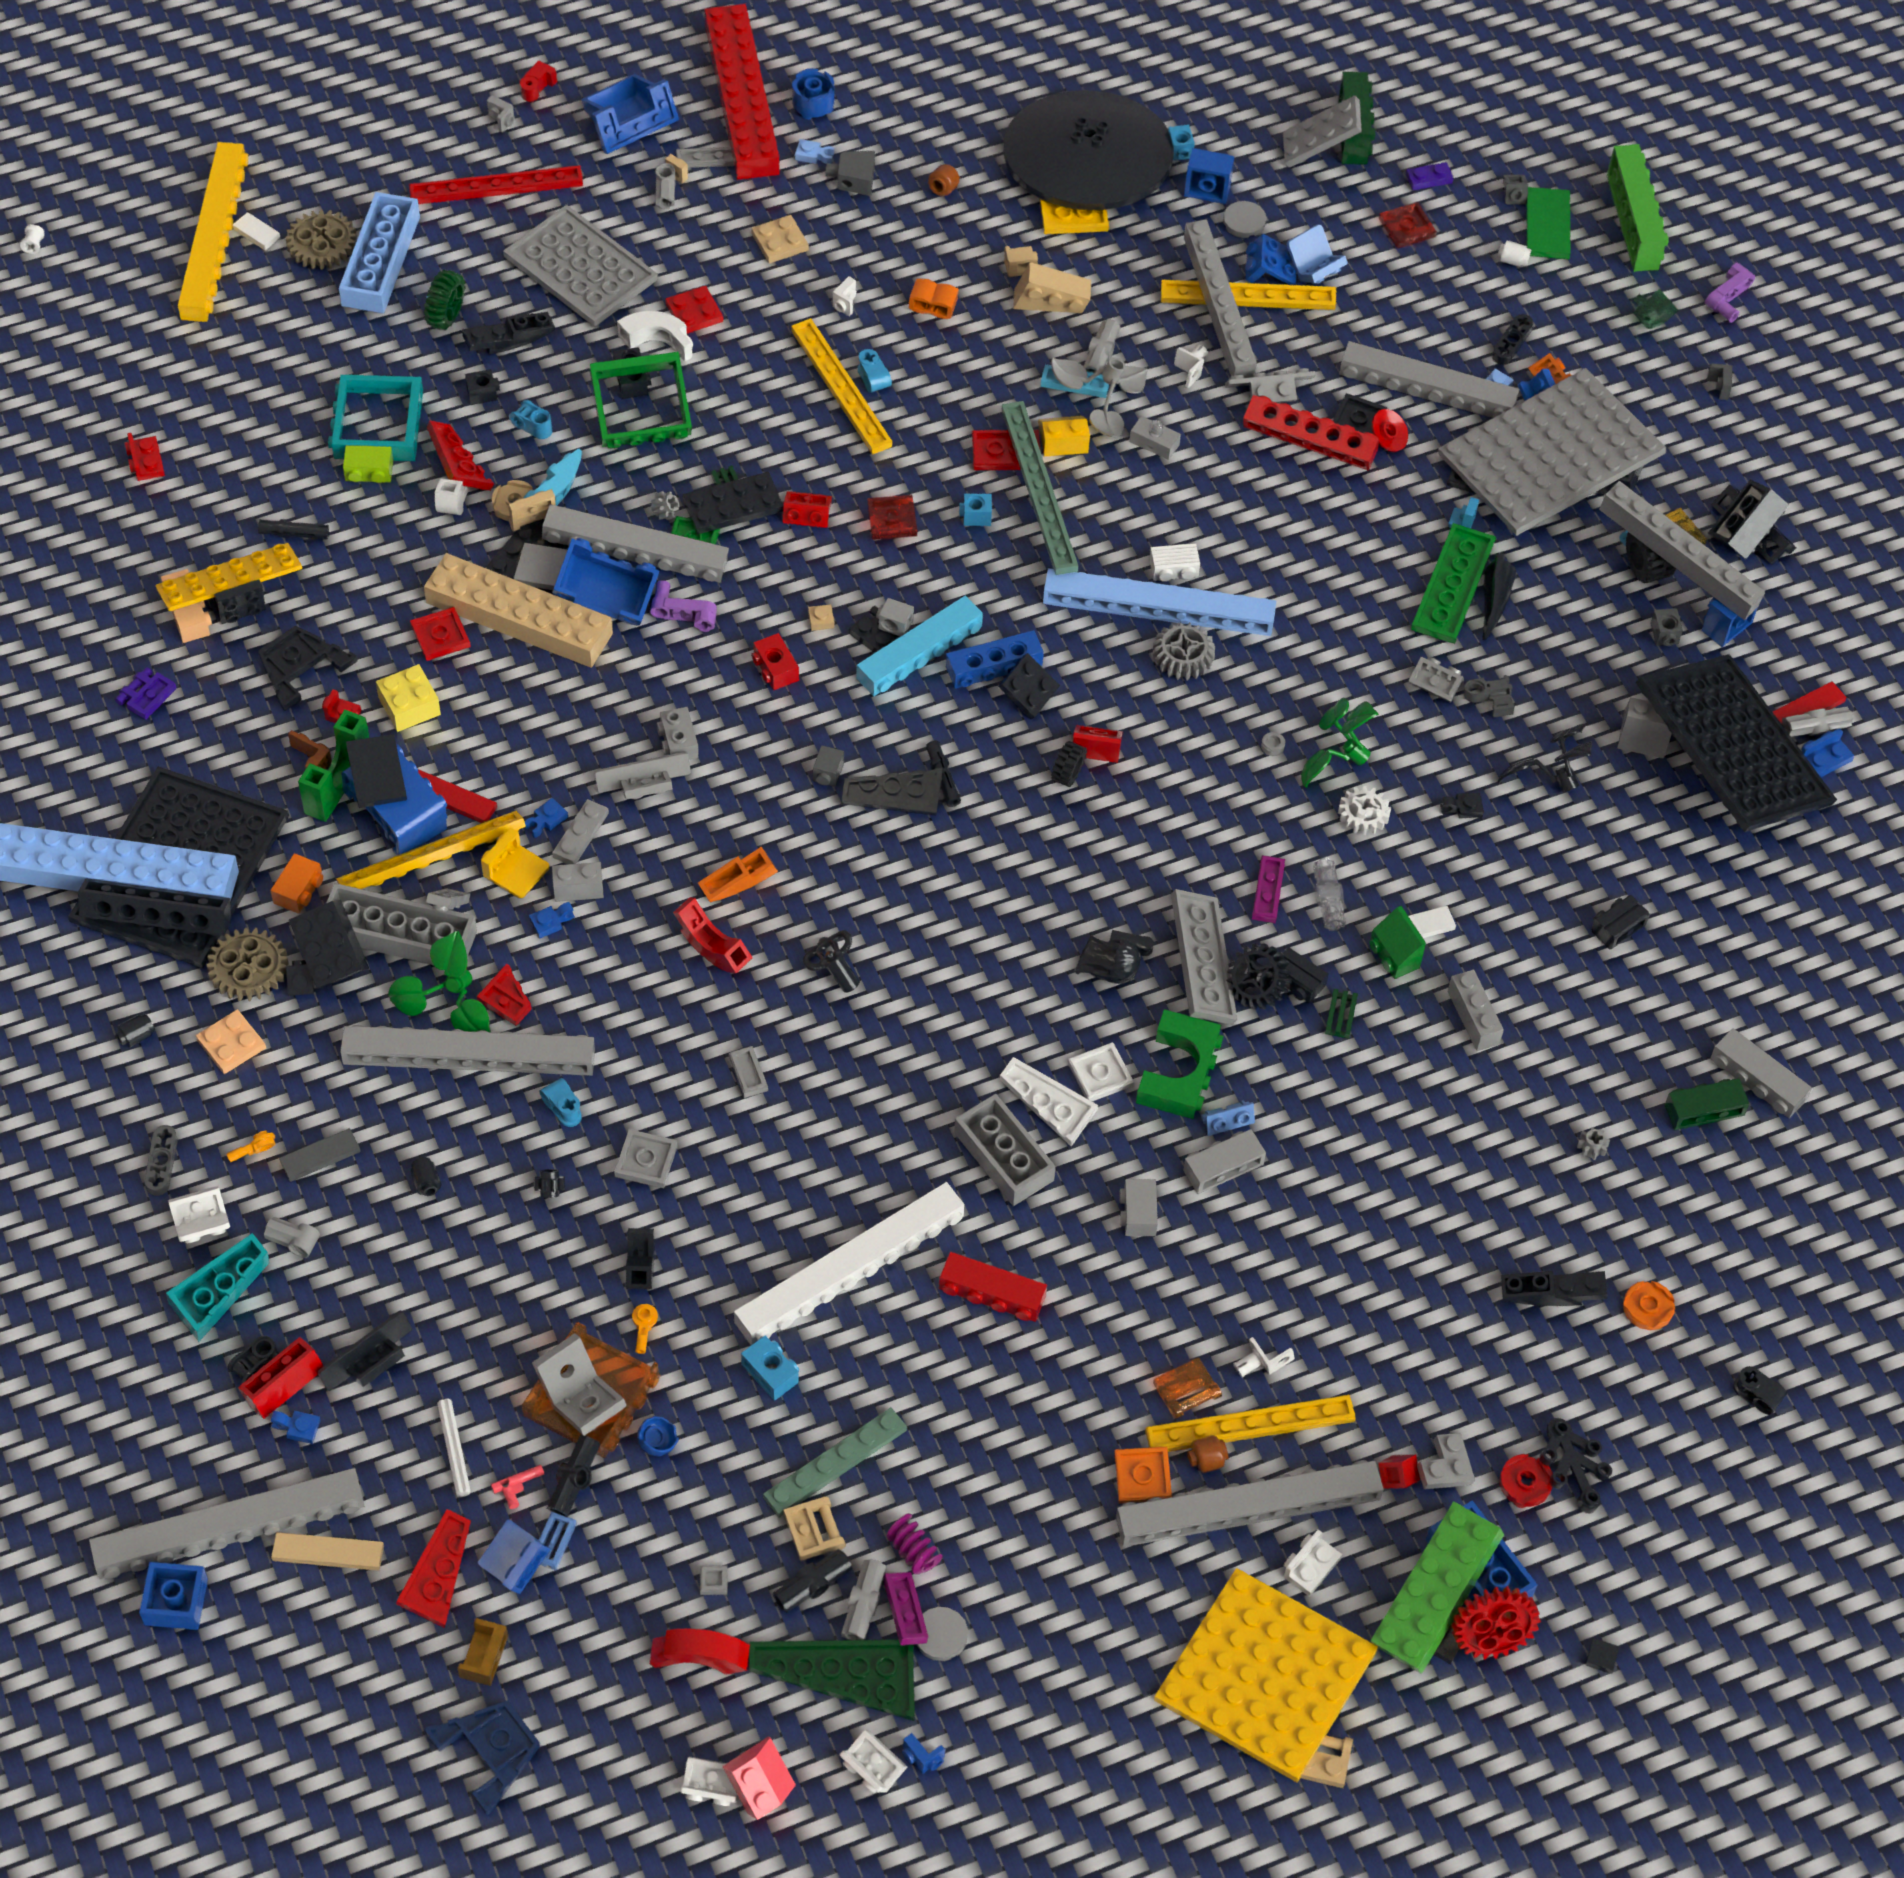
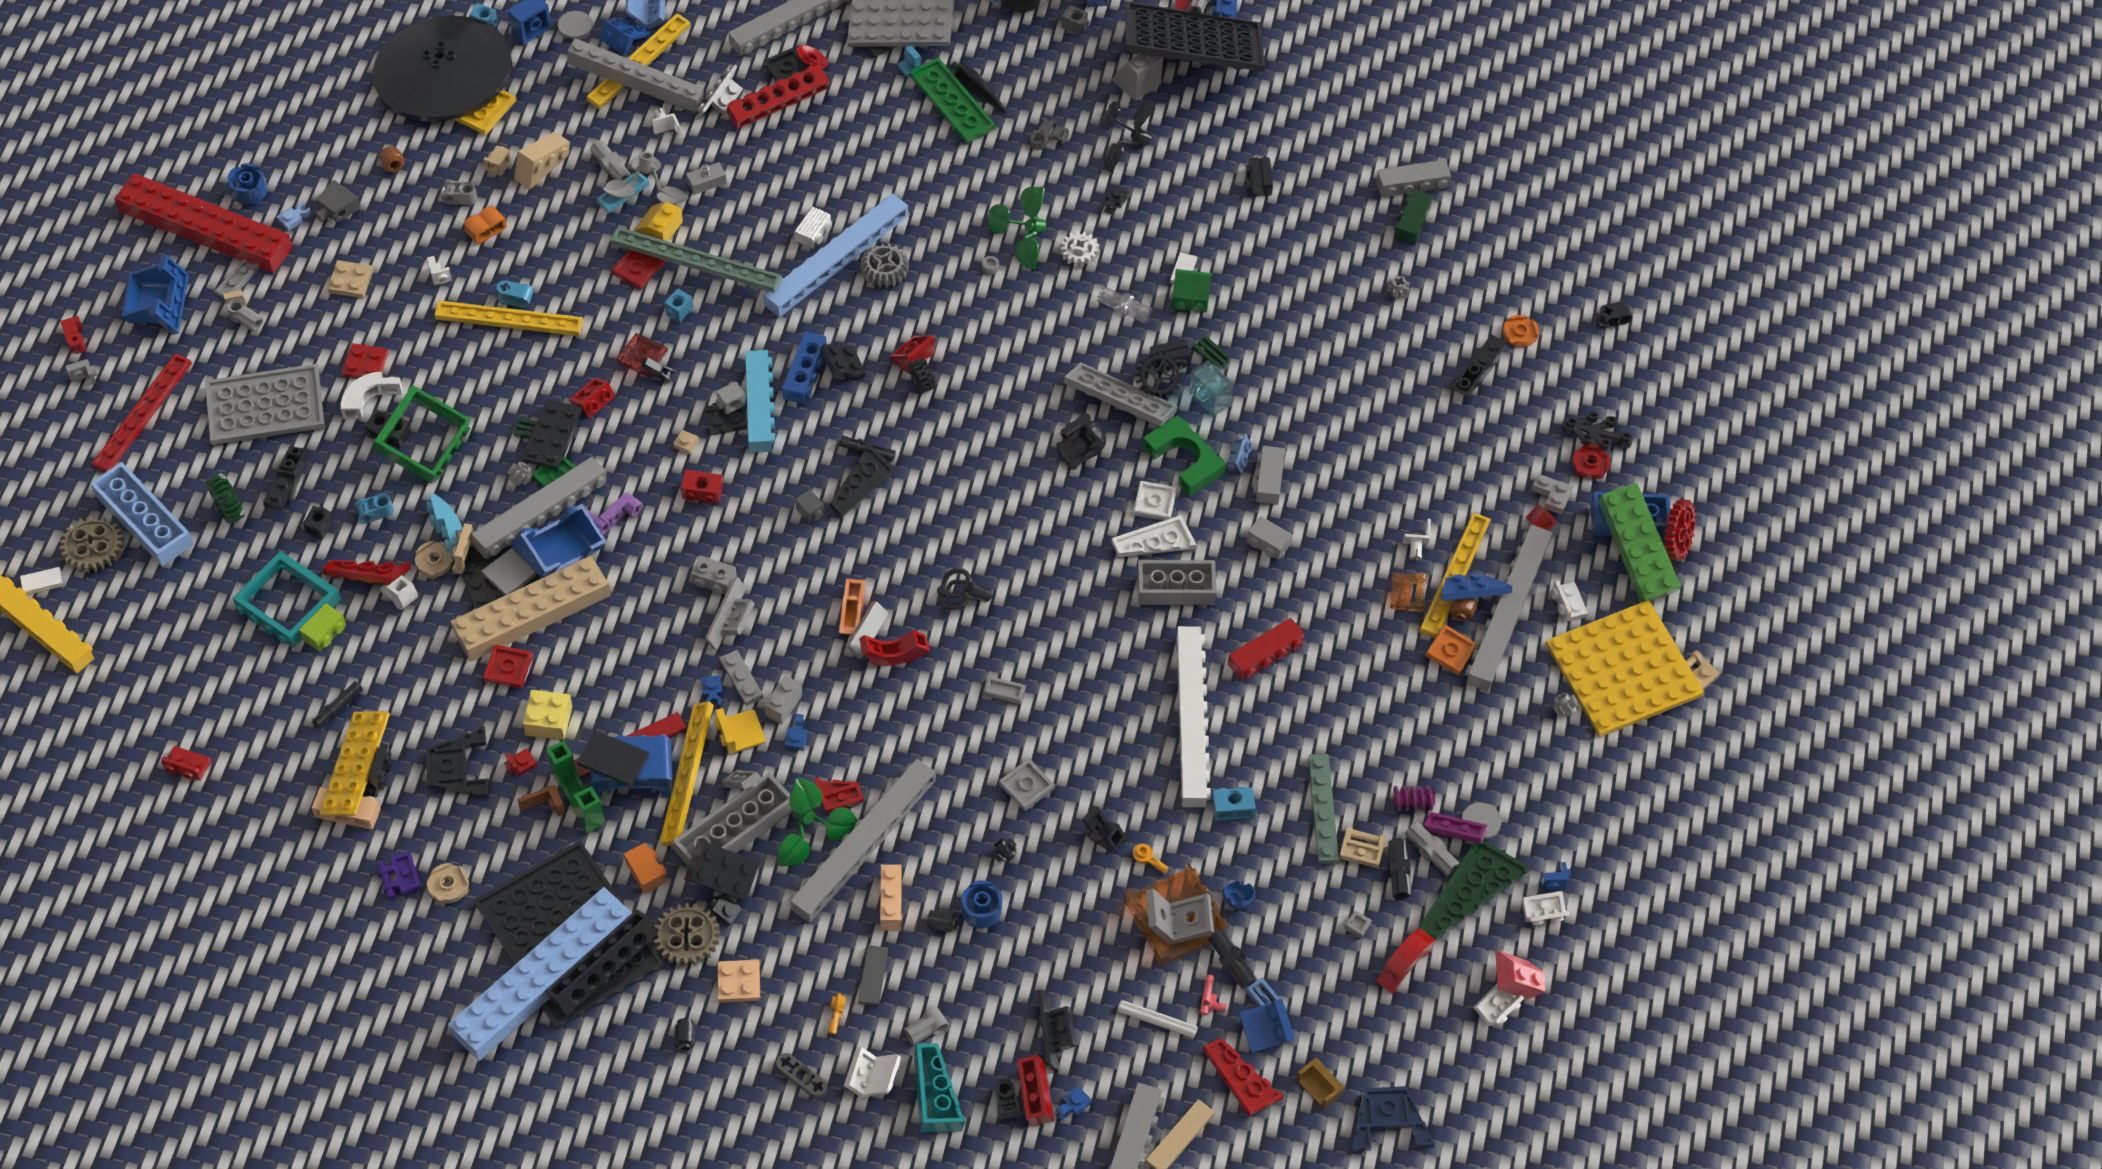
camera: 55 degrees left, 0 degrees up
(168, 747) = (452, 893): none -> tan plate
(417, 1114) = (891, 897): none -> light nougat brick
(466, 1199) = (981, 904): none -> blue brick
(562, 1102) = (944, 807): dark azure piece -> none
(727, 902) = (868, 626): none -> tile
(881, 534) = (655, 368): none -> black bar
(953, 256) = (460, 193): none -> light grey piece
(1161, 1635) = (1565, 704): none -> light grey gear
(1234, 1443) = (1473, 586): none -> blue wing
(1268, 889) = (1093, 333): magenta tile -> none
(1285, 1036) = (1211, 388): none -> clear light blue brick
(1436, 679) = (1015, 153): light grey bracket -> none
(1475, 1010) = (1265, 284): light grey brick -> none
(1602, 1656) = (1724, 497): black tile -> none

